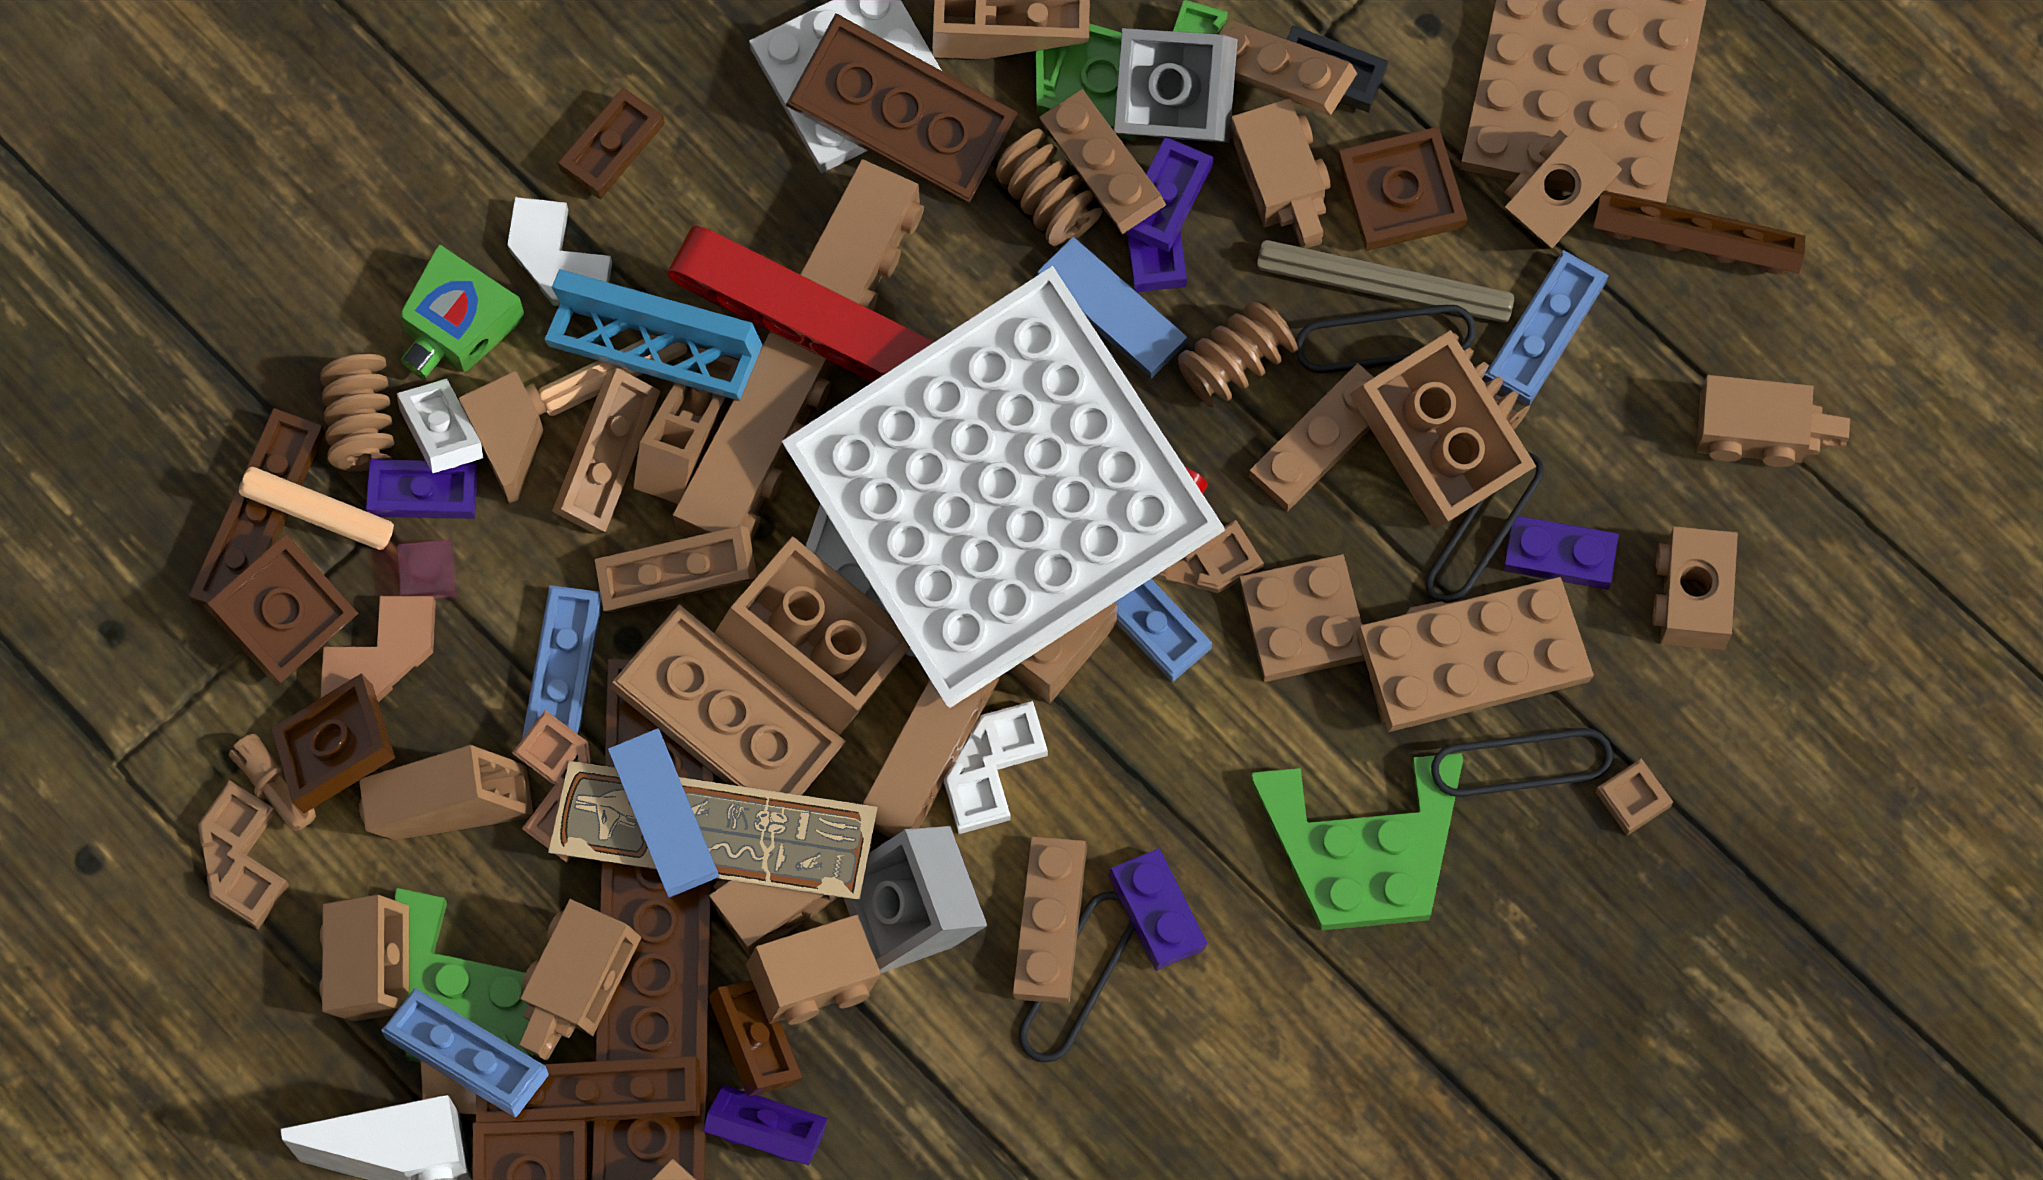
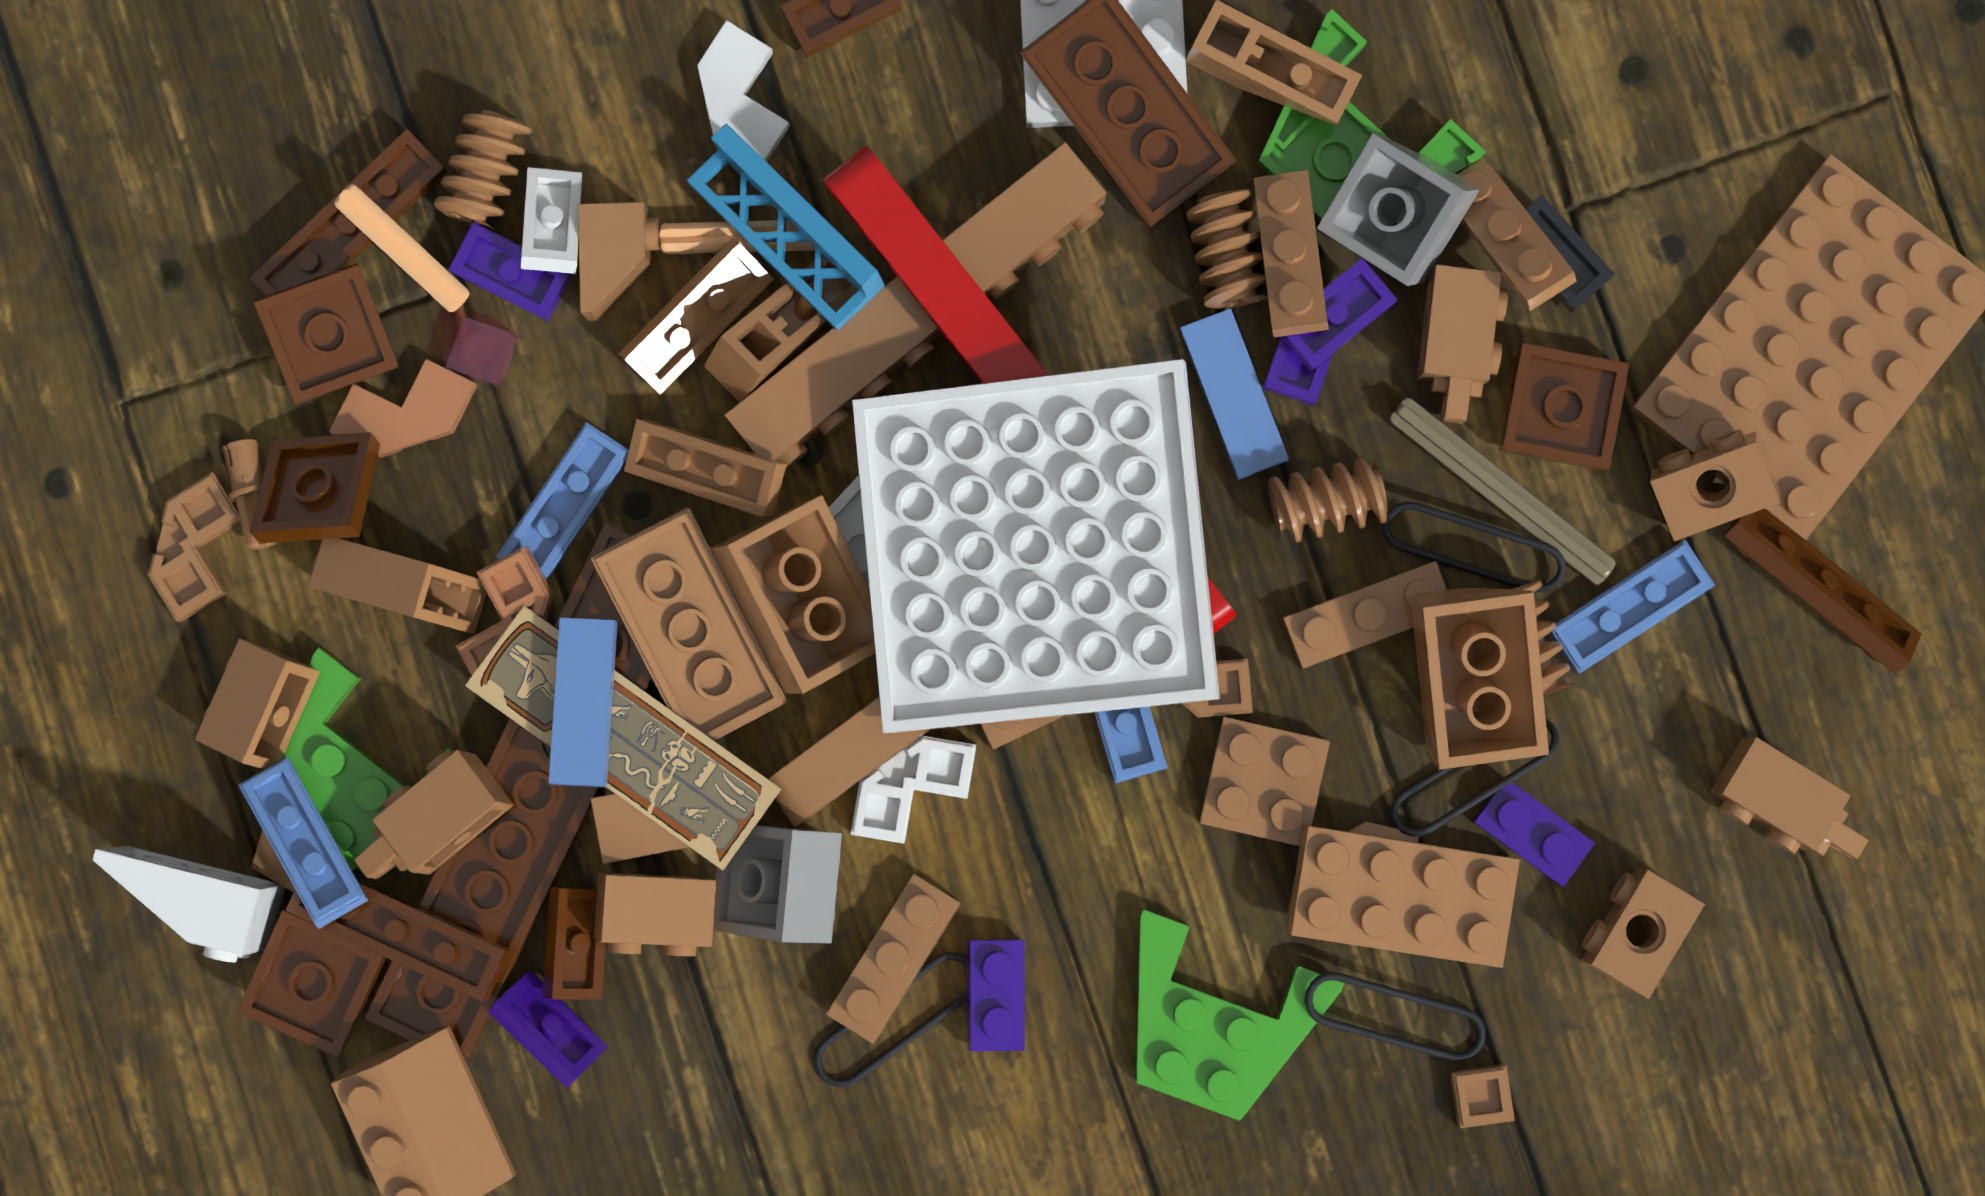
camera: 20 degrees right, 15 degrees up
(456, 315) = (615, 114): bright green torso -> none

